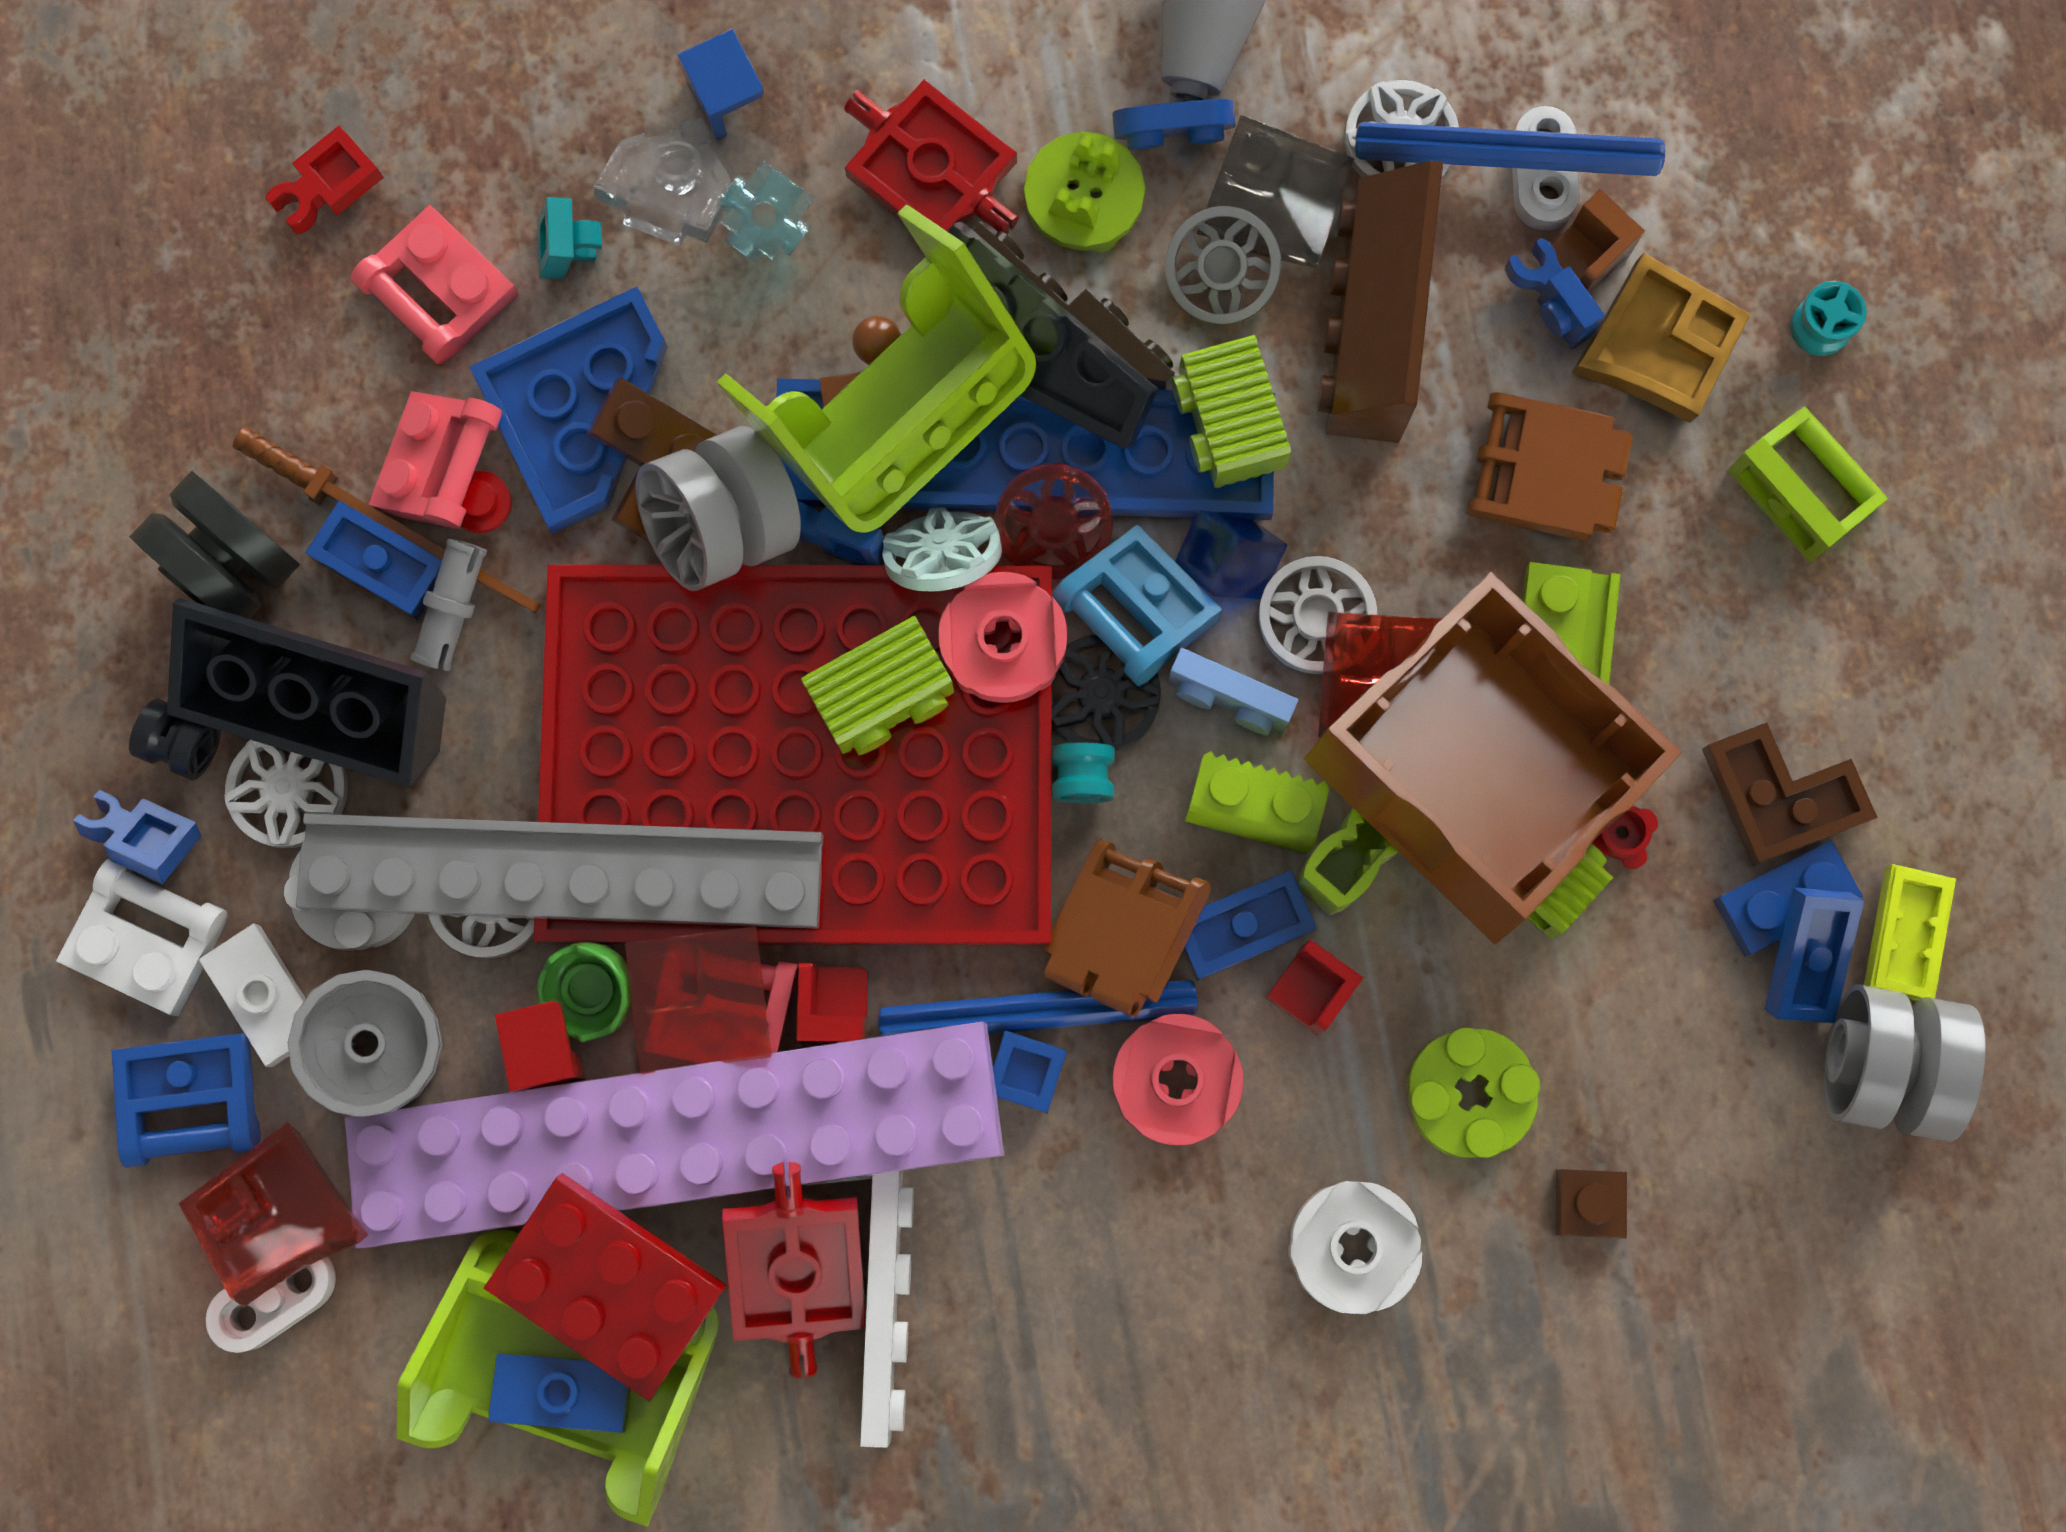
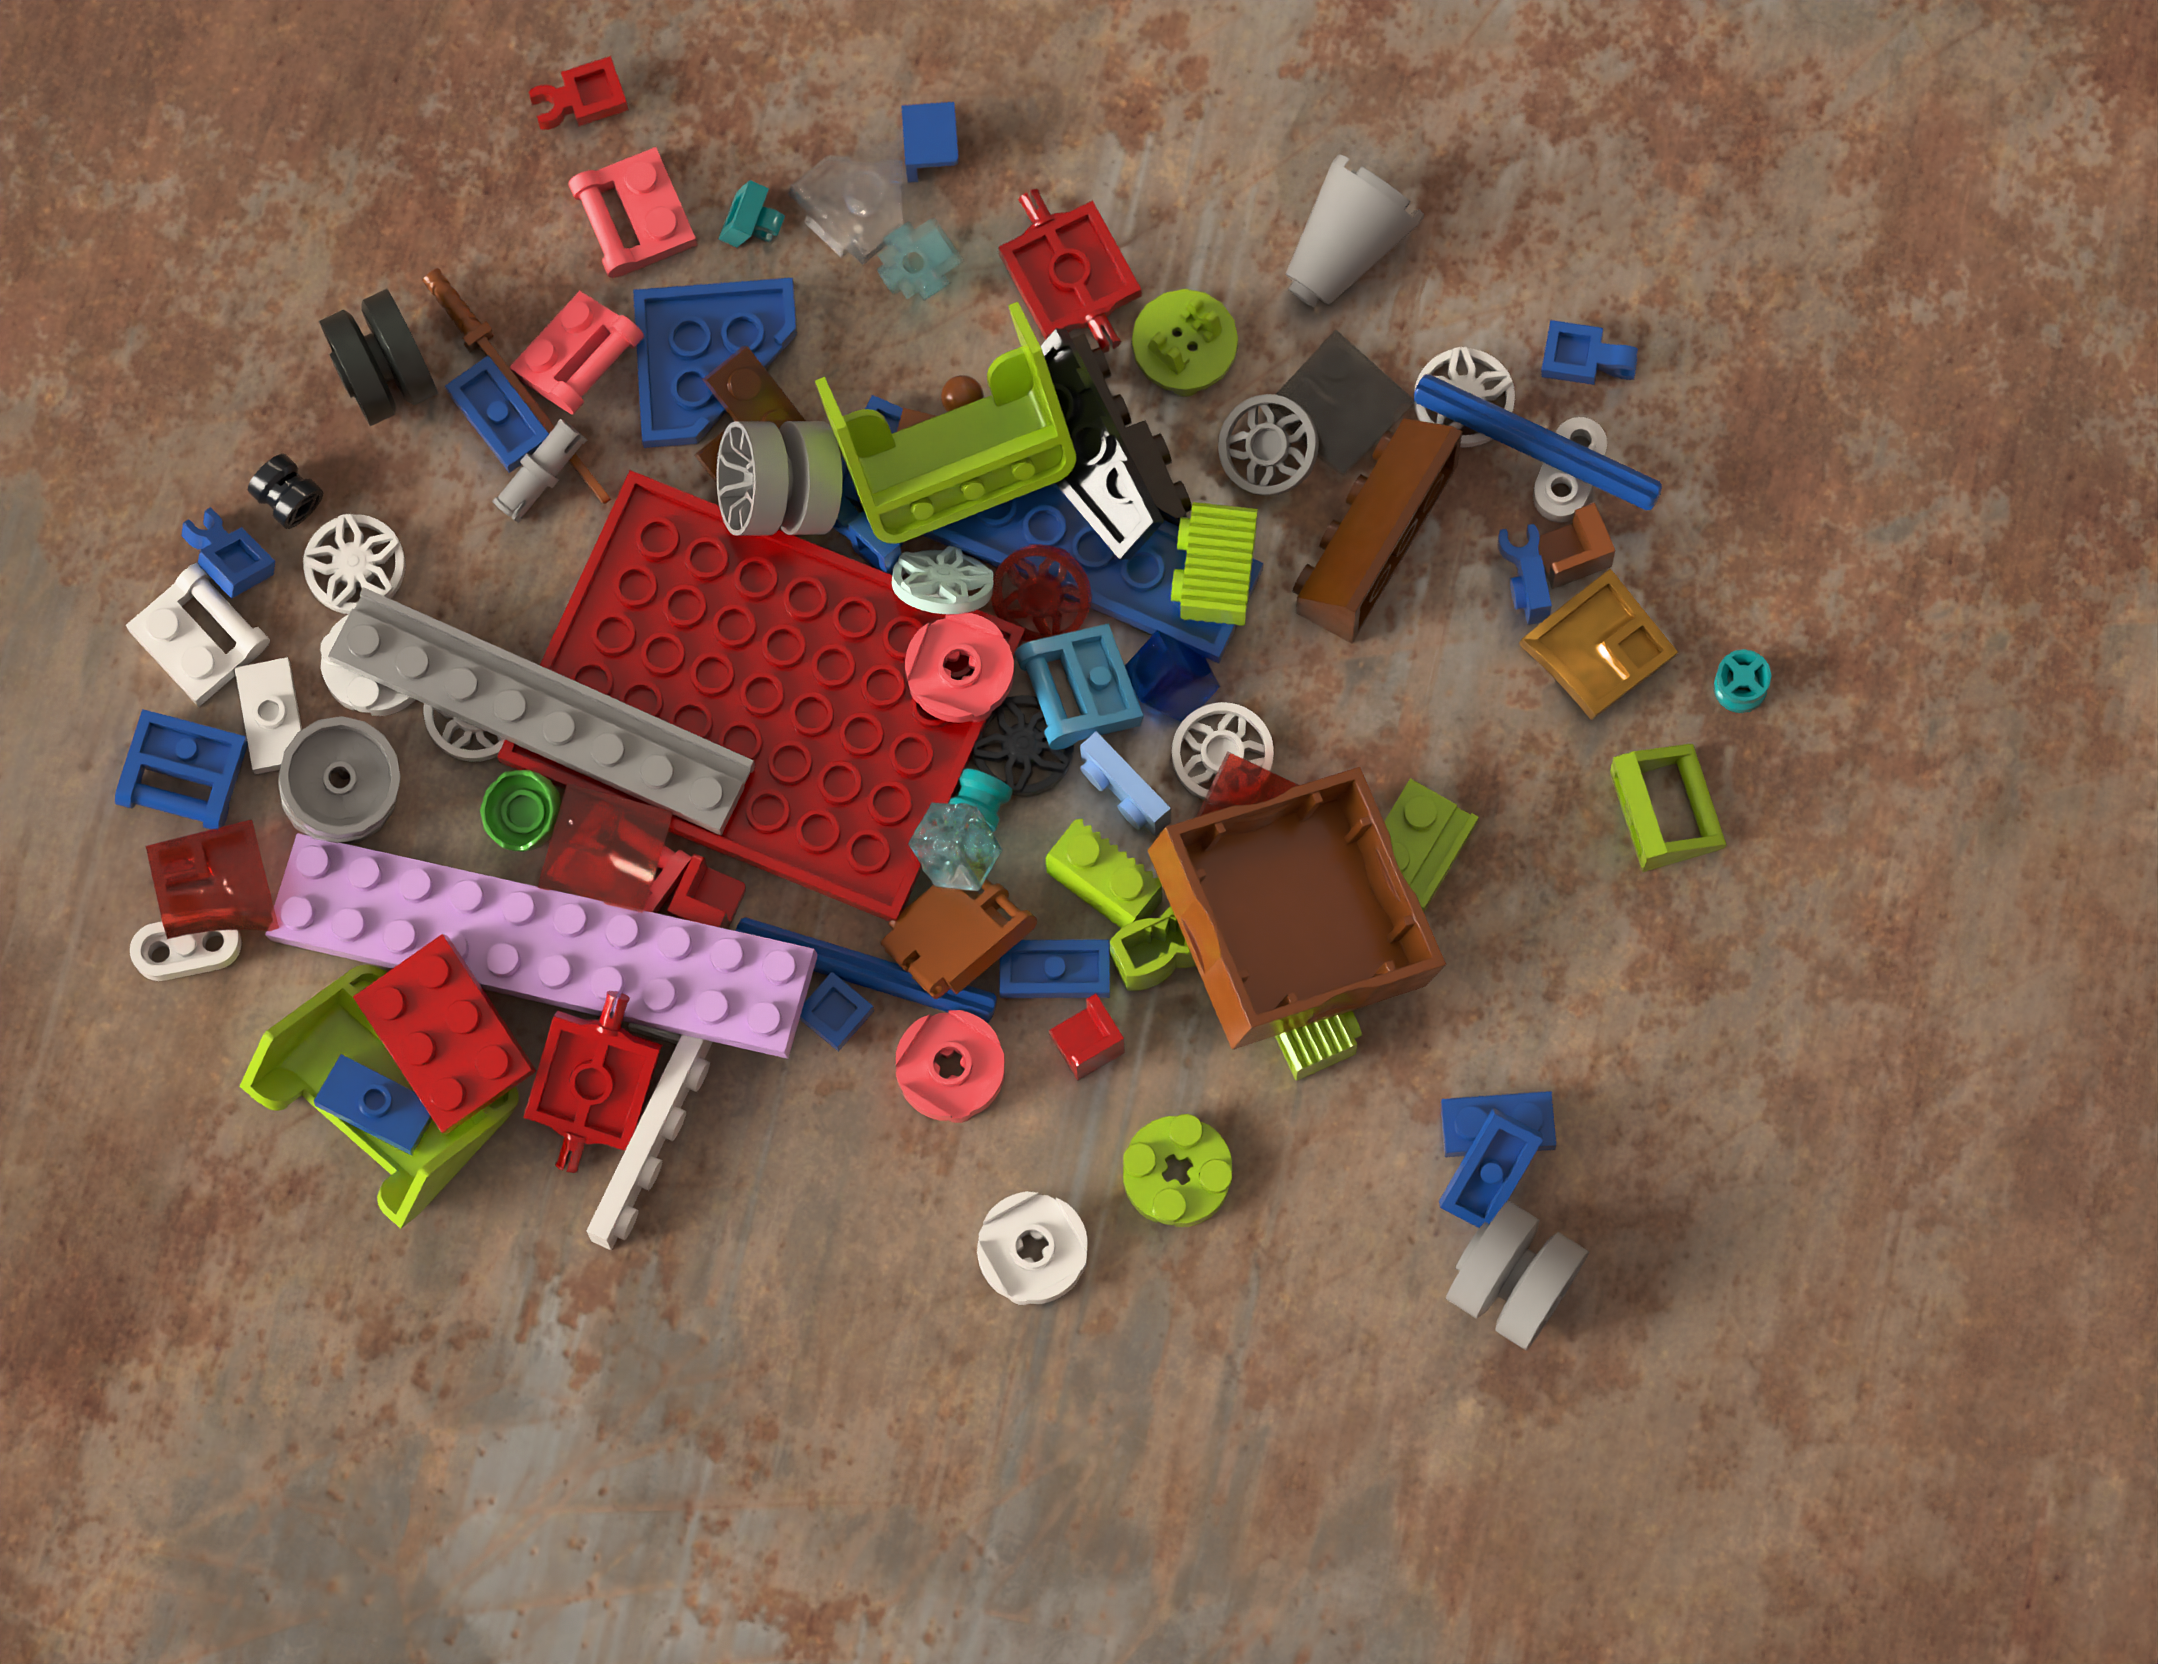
camera: 25 degrees right, 5 degrees down
(302, 694) = (401, 495): black slope -> none
(486, 503) = (601, 403): red plate -> none
(537, 1047) = (467, 836): red panel -> none
(880, 687) = (846, 667): lime brick -> none
(1084, 837) = (955, 846): none -> clear light blue brick
(1199, 120) = (1301, 321): blue plate -> none
(1504, 43) = (1577, 353): none -> blue plate
(1551, 468) = (1461, 711): dark orange plate -> none
(1591, 1203) = (1233, 1293): reddish brown plate -> none
(1631, 850) = (1389, 1035): red plate -> none
(1771, 808) = (1521, 1055): reddish brown plate -> none
(1910, 932) = (1581, 1187): neon yellow plate -> none

